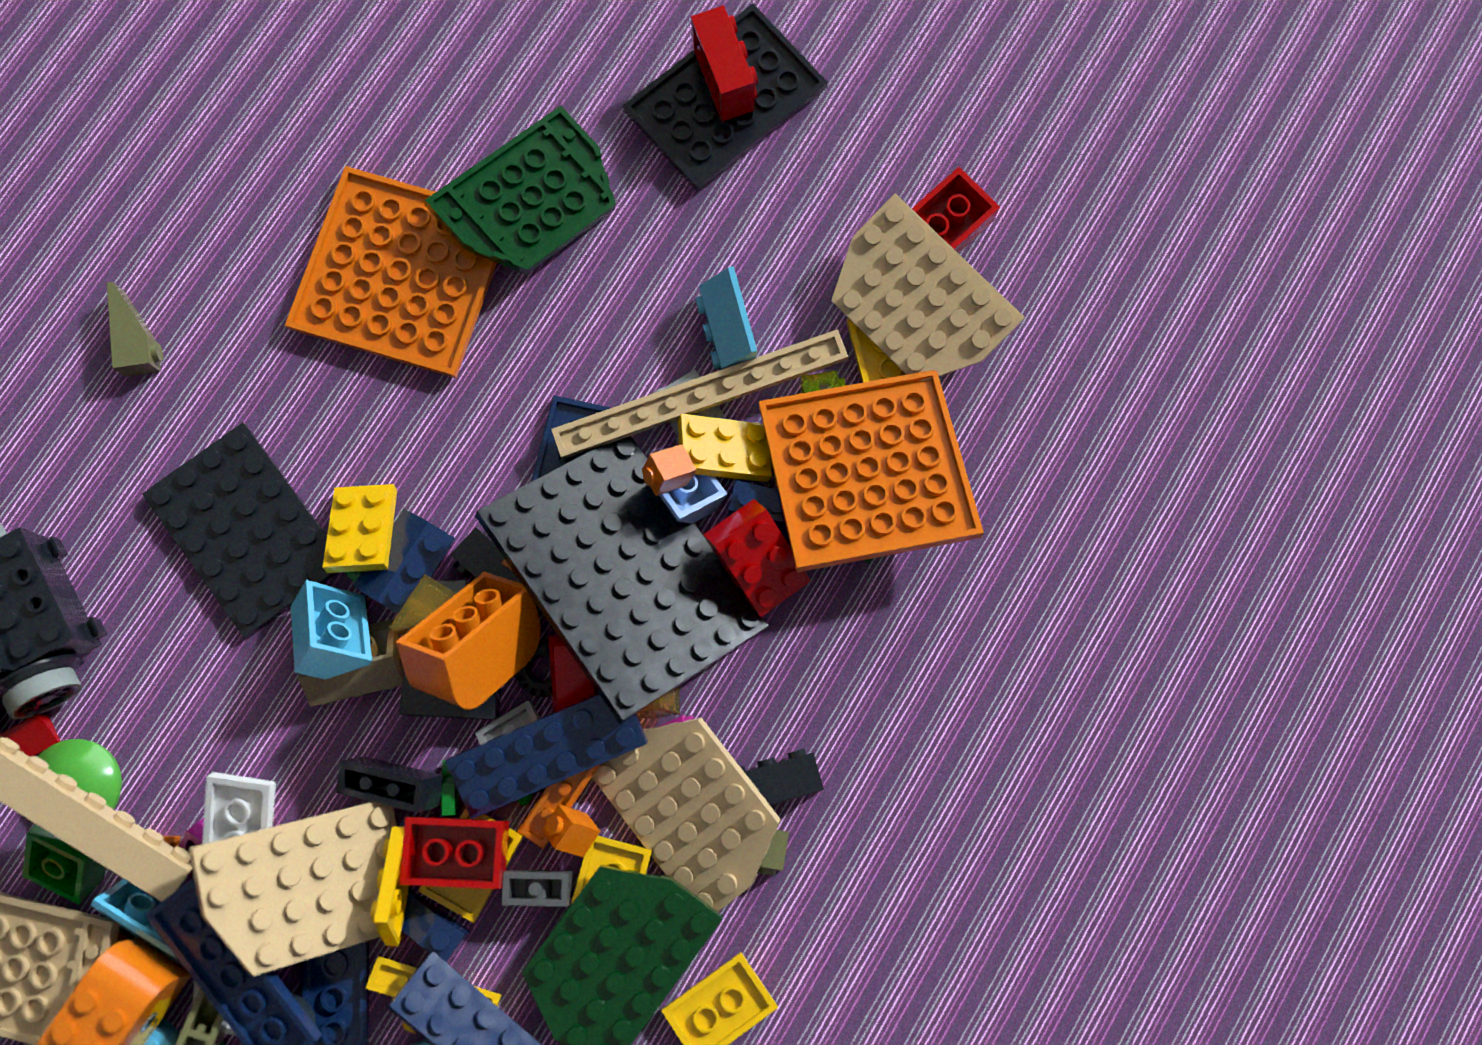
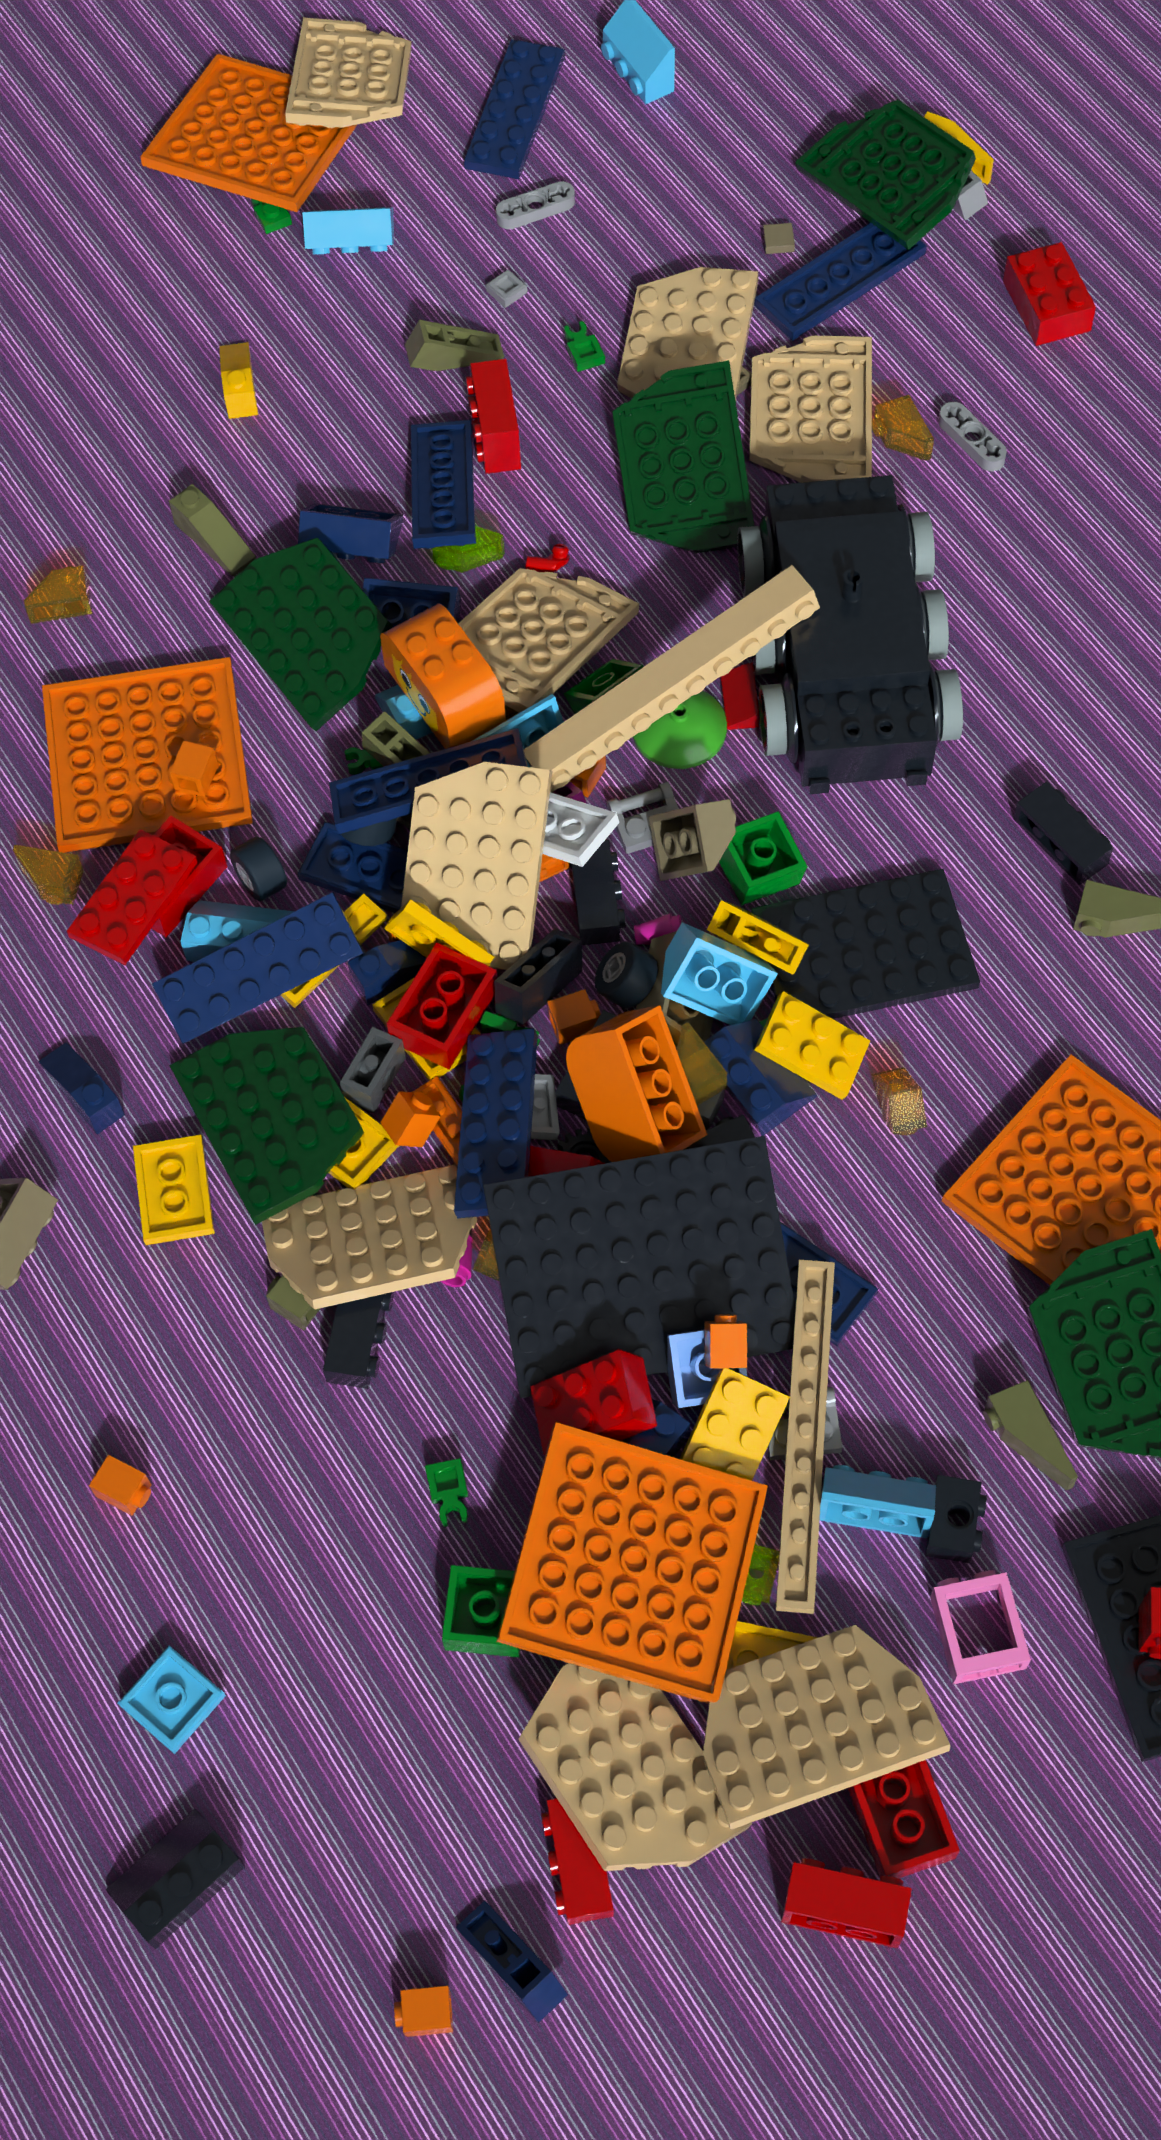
camera: 120 degrees right, 15 degrees down
(68, 408) = (1063, 833): none -> black brick
(190, 761) = (635, 830): none -> light grey plate
(192, 647) = (762, 859): none -> green brick
(199, 707) = (692, 838): none -> dark tan slope
(275, 612) = (757, 936): none -> yellow slope
(294, 770) = (597, 898): none -> black brick
(297, 706) = (656, 928): none -> dark pink cone
(356, 710) = (626, 974): none -> black wheel
(380, 441) = (900, 1101): none -> clear yellow slope
(412, 740) = (572, 1015): none -> orange brick
(618, 247) = (1026, 1429): none -> olive slope
(723, 253) = (954, 1541): none -> black brick
(809, 204) = (985, 1664): none -> bright pink window
(863, 648) = (447, 1486): none -> green plate
(949, 572) = (476, 1610): none -> green brick
(989, 907) = (121, 1485): none -> orange brick
(1017, 414) = (625, 1771): none -> tan plate
(1029, 229) = (846, 1903): none -> red brick
(1085, 424) = (583, 1881): none -> red brick
(1126, 775) = (171, 1699): none -> medium azure plate
(1175, 438) = (512, 1961): none -> dark blue slope
(1239, 480) = (424, 2011): none -> orange brick
(1248, 703) = (175, 1879): none -> black slope

